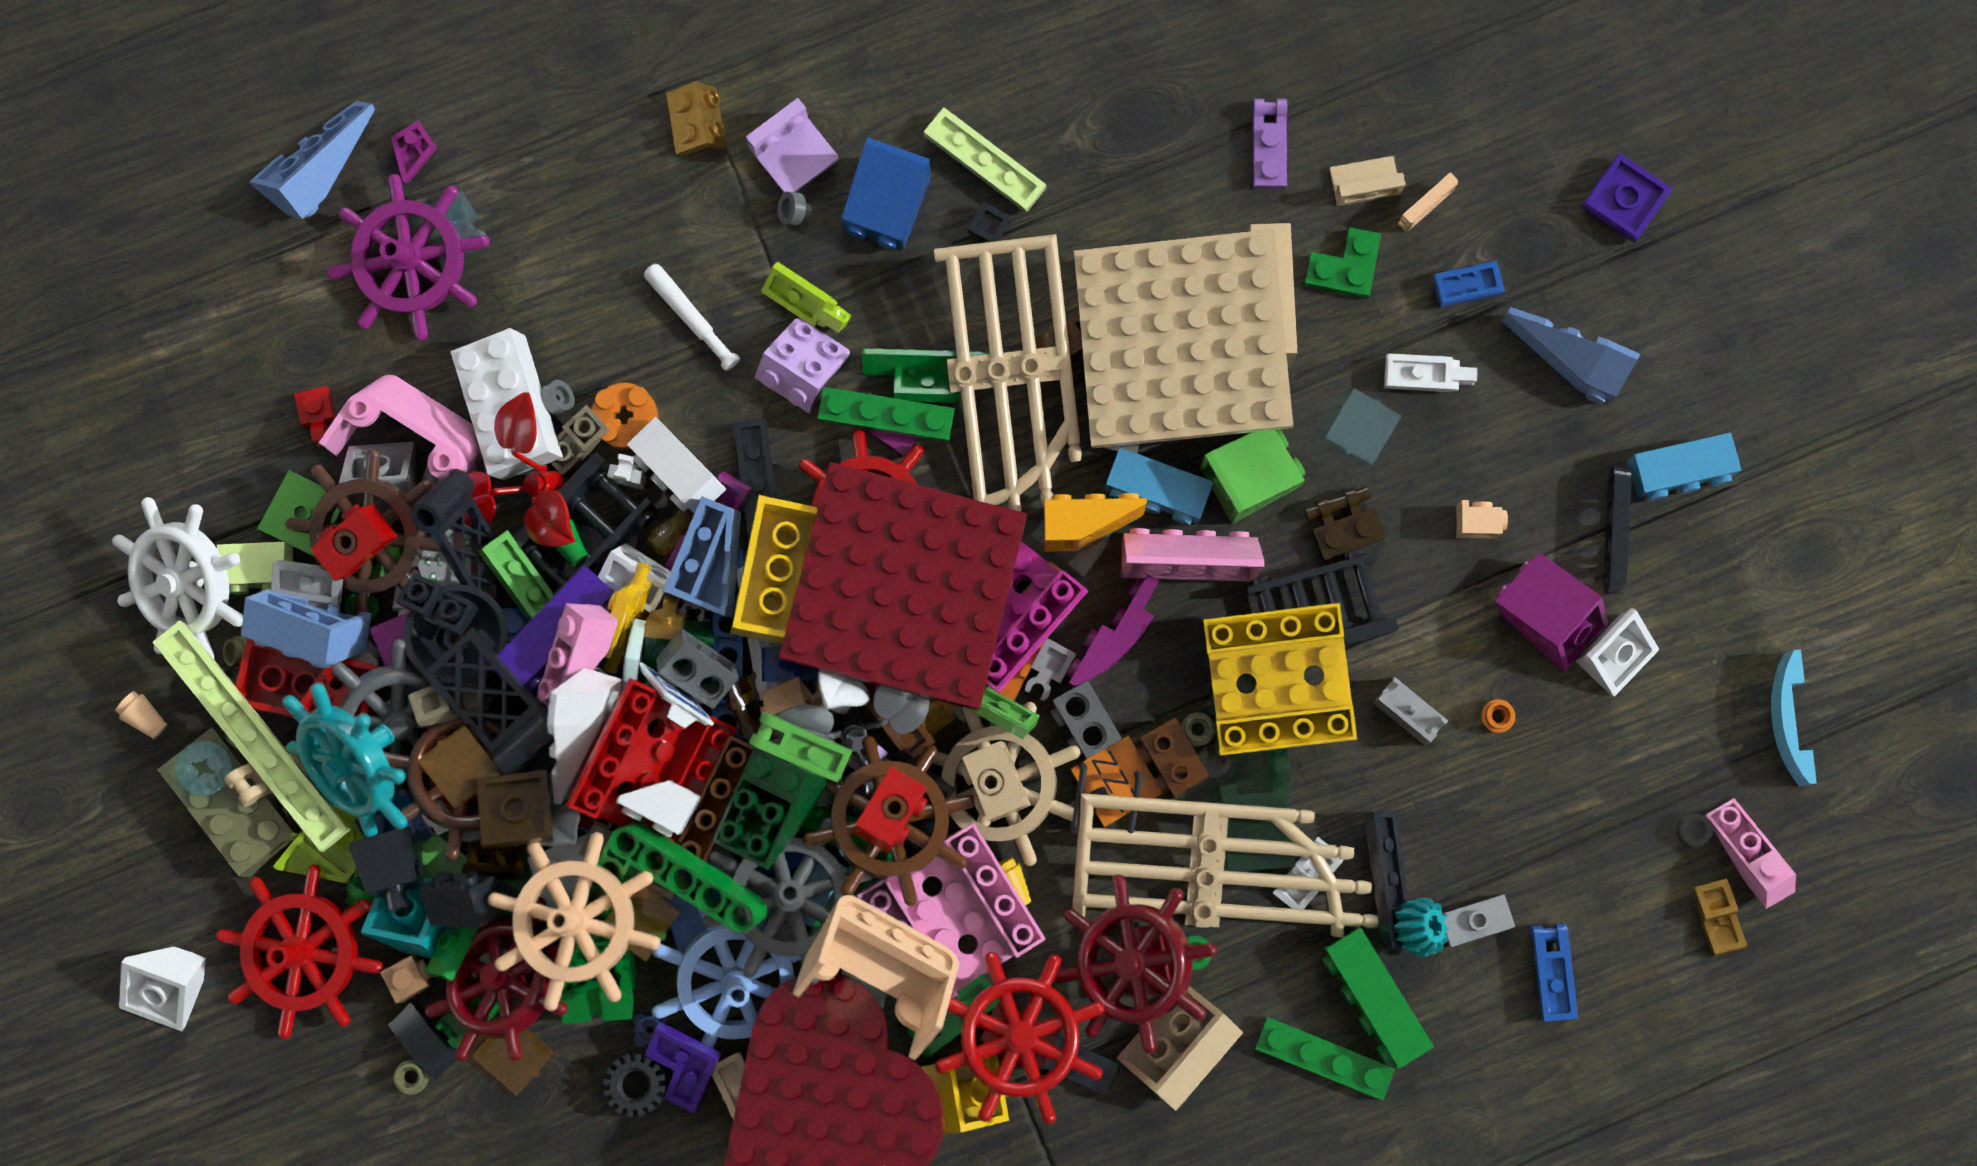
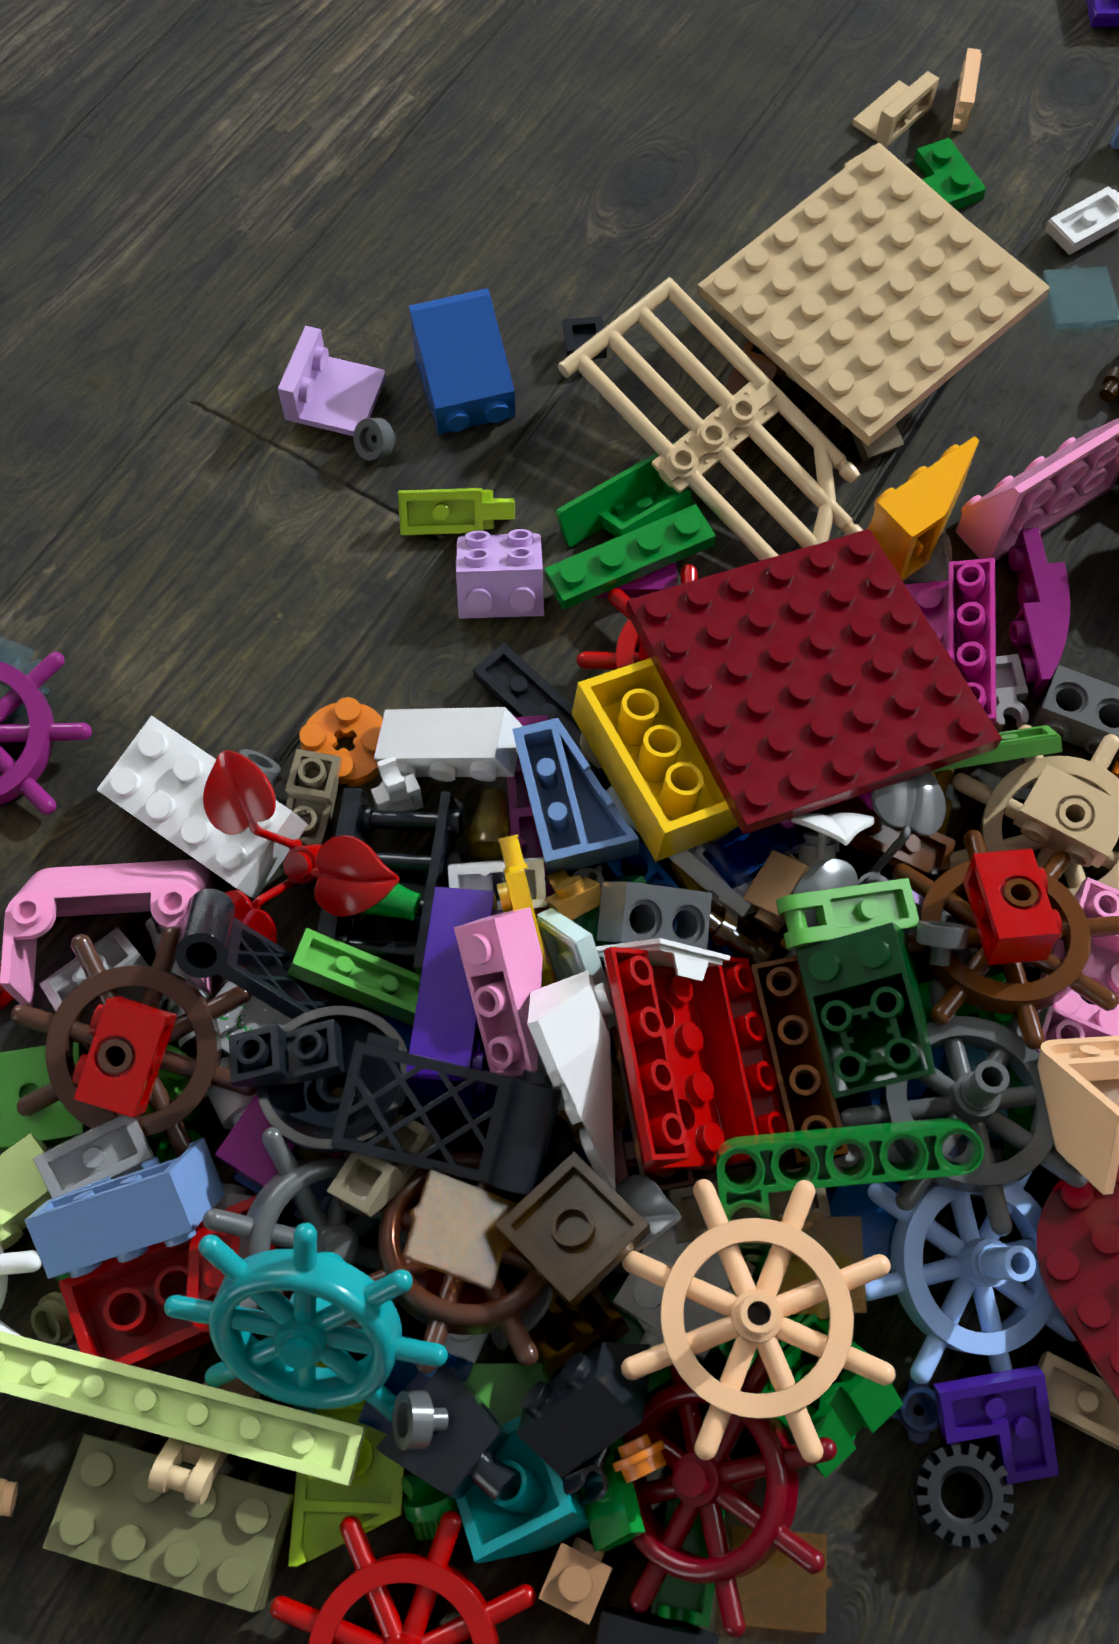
camera: 35 degrees left, 15 degrees down
(218, 761) = (128, 1511): clear light blue gear -> none
(374, 845) = (416, 1420): none -> dark grey tile
(445, 937) = (591, 1477): none -> black hand
(473, 944) = (639, 1458): none -> orange plate
(664, 804) = (751, 1089): white slope -> none
(688, 313) = (333, 600): white piece -> none
(695, 118) = (206, 422): pearl gold bracket -> none
(840, 798) = (942, 938): none -> dark grey tile
(984, 160) = (539, 288): yellowish green plate -> none
(1162, 485) = (994, 456): dark azure brick -> none
(1252, 472) = (1026, 389): bright green slope -> none
(1270, 145) = (784, 132): medium lavender plate -> none
(1468, 284) = (1060, 131): blue plate -> none

